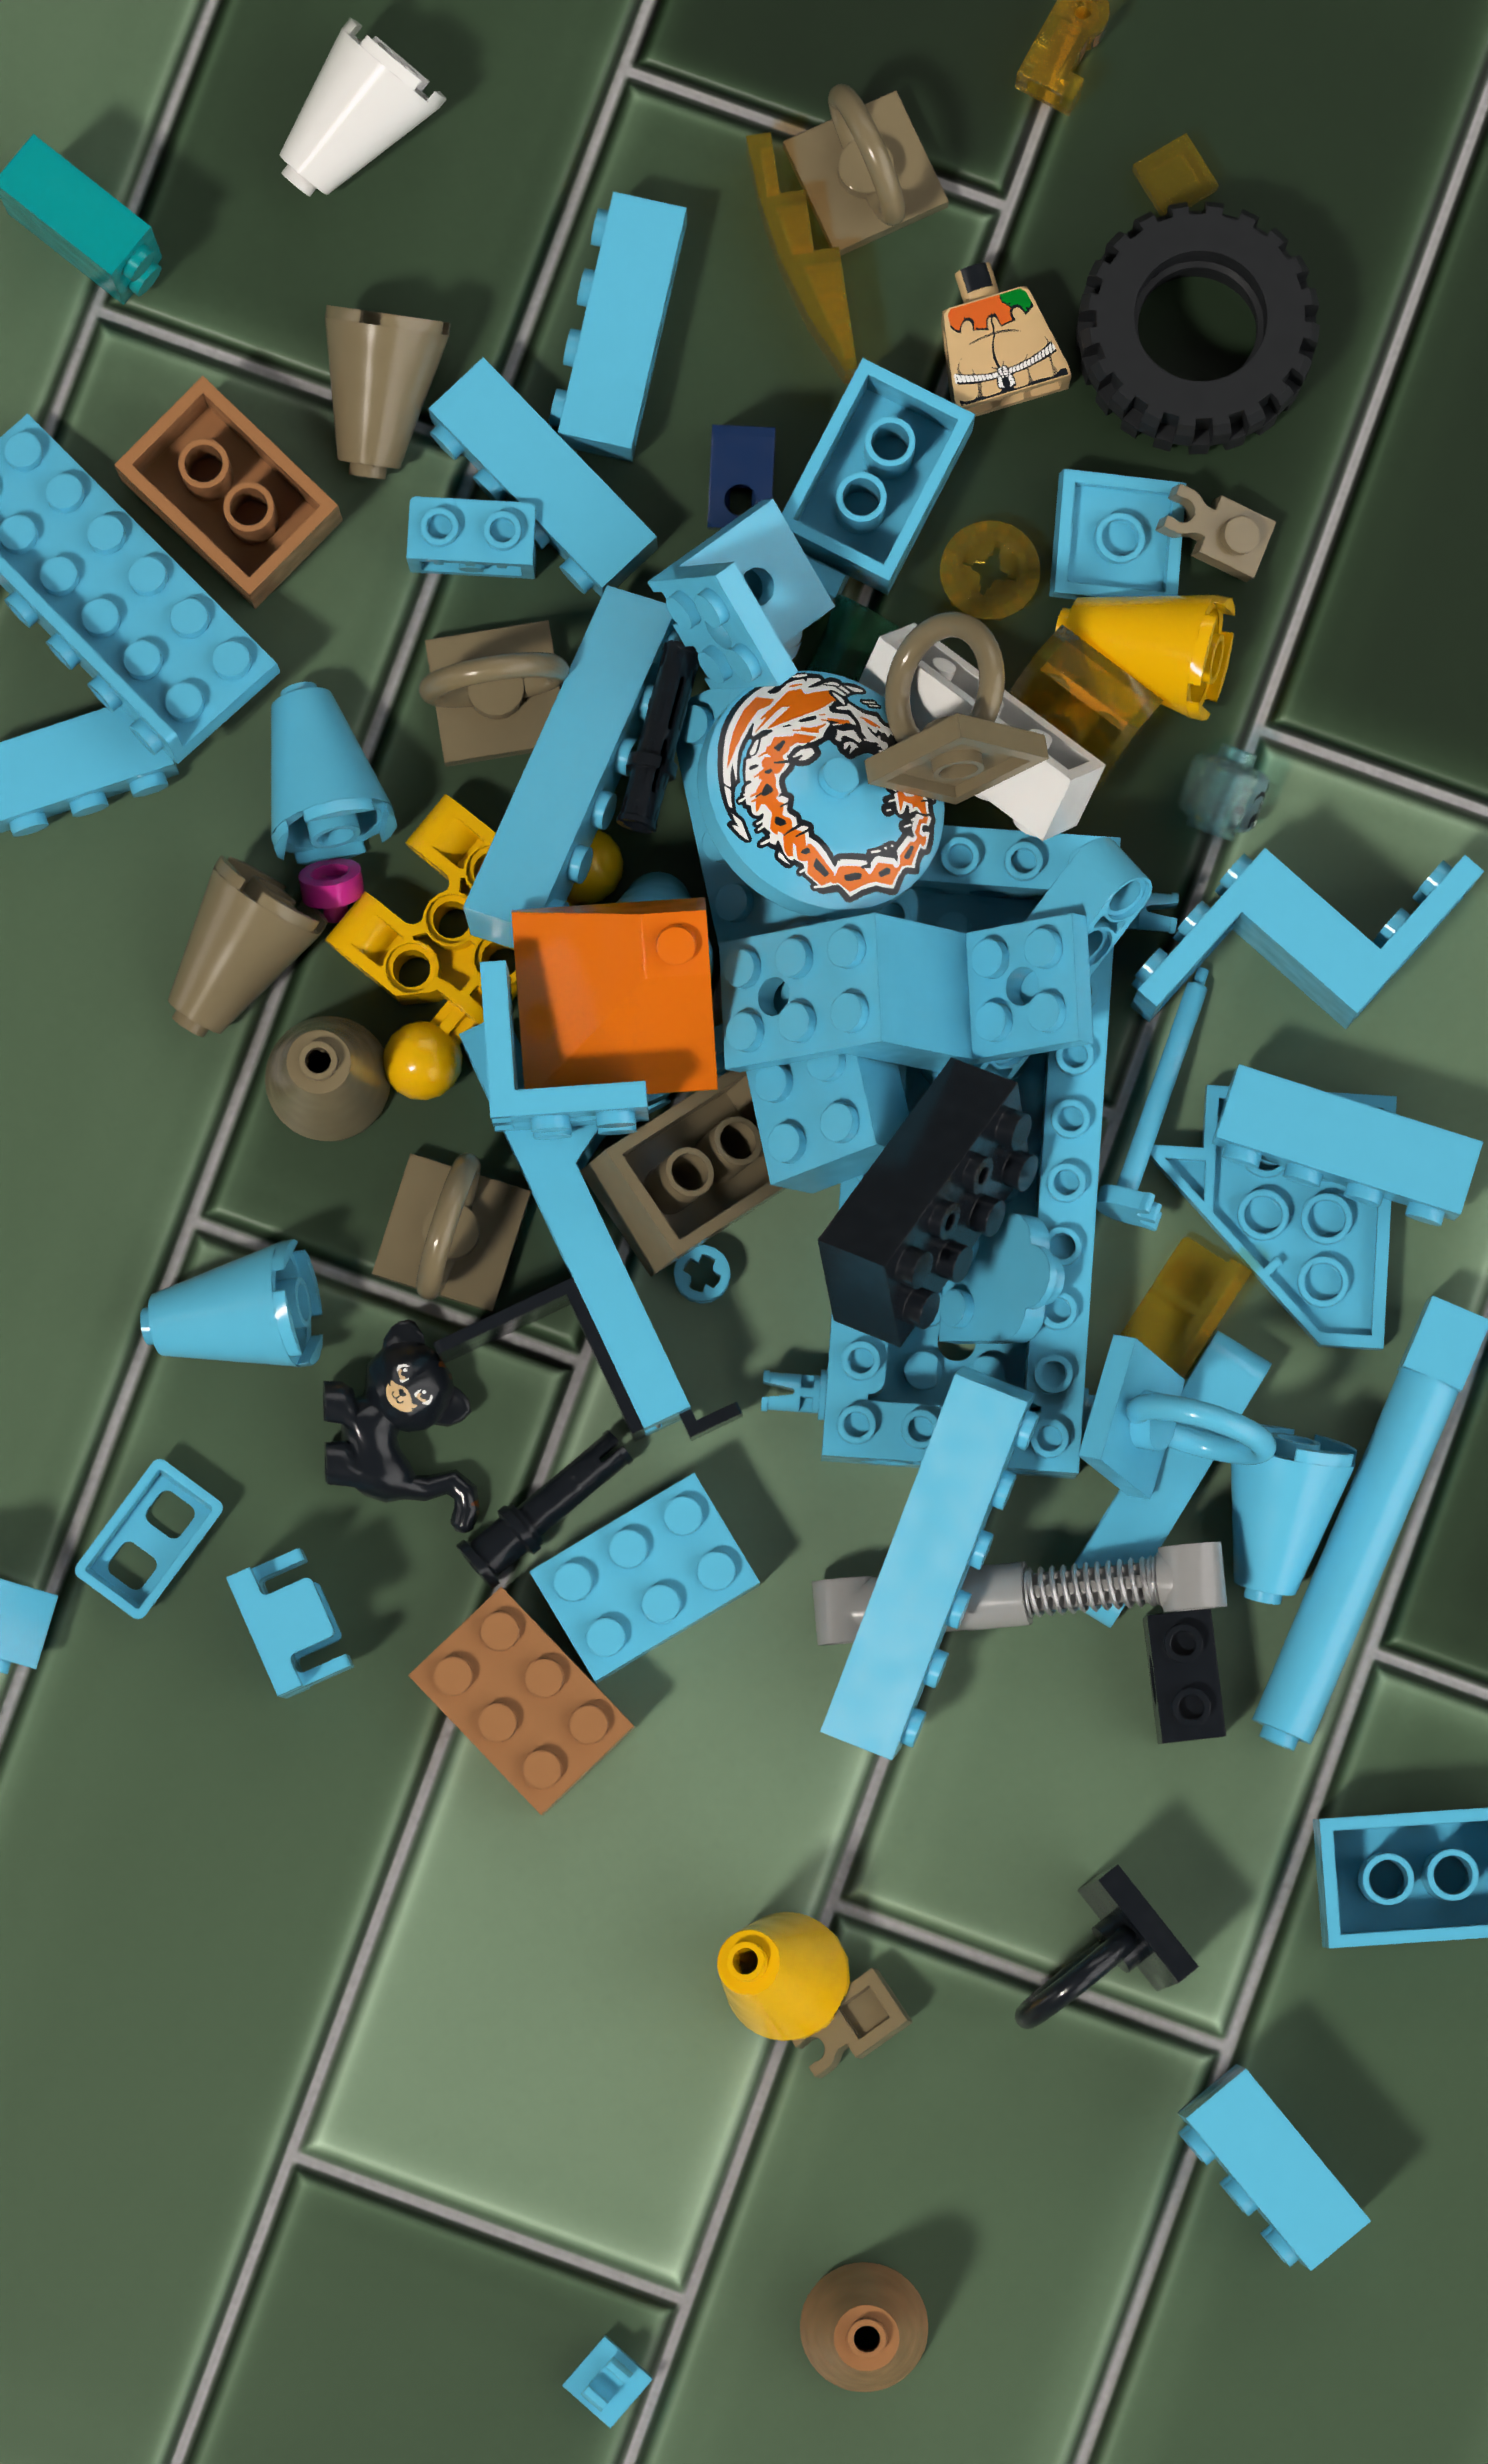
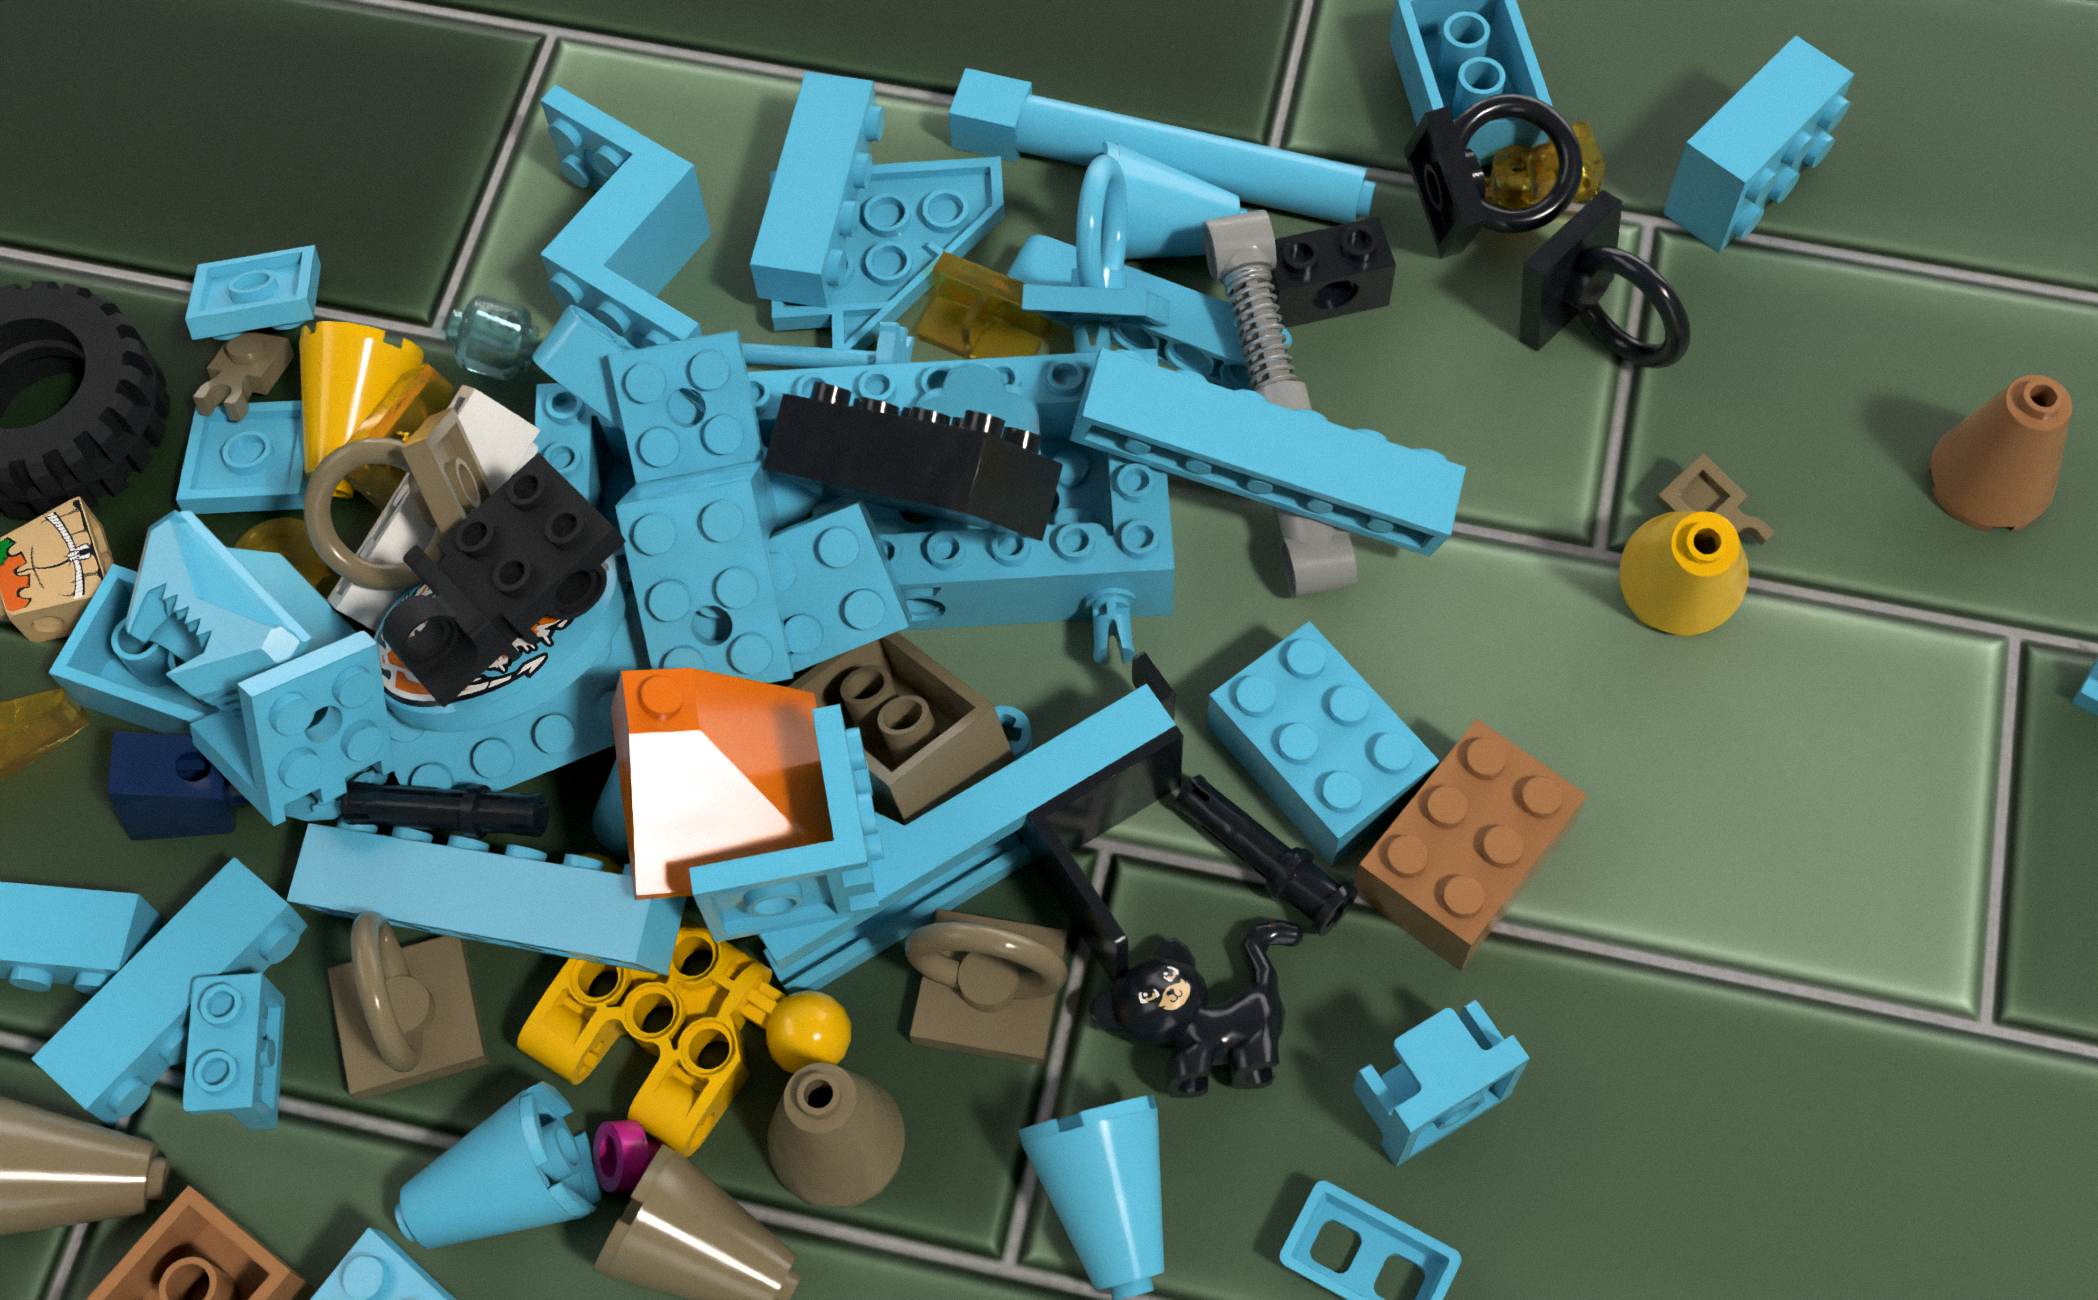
camera: 95 degrees left, 20 degrees down
(830, 807) = (504, 568): none -> black plate
(867, 558) = (224, 609): none -> medium azure helmet
(1259, 1825) = (1453, 180): none -> black tile
(1285, 1939) = (1527, 174): none -> clear yellow leg
(1307, 544) = (254, 293): none -> medium azure plate

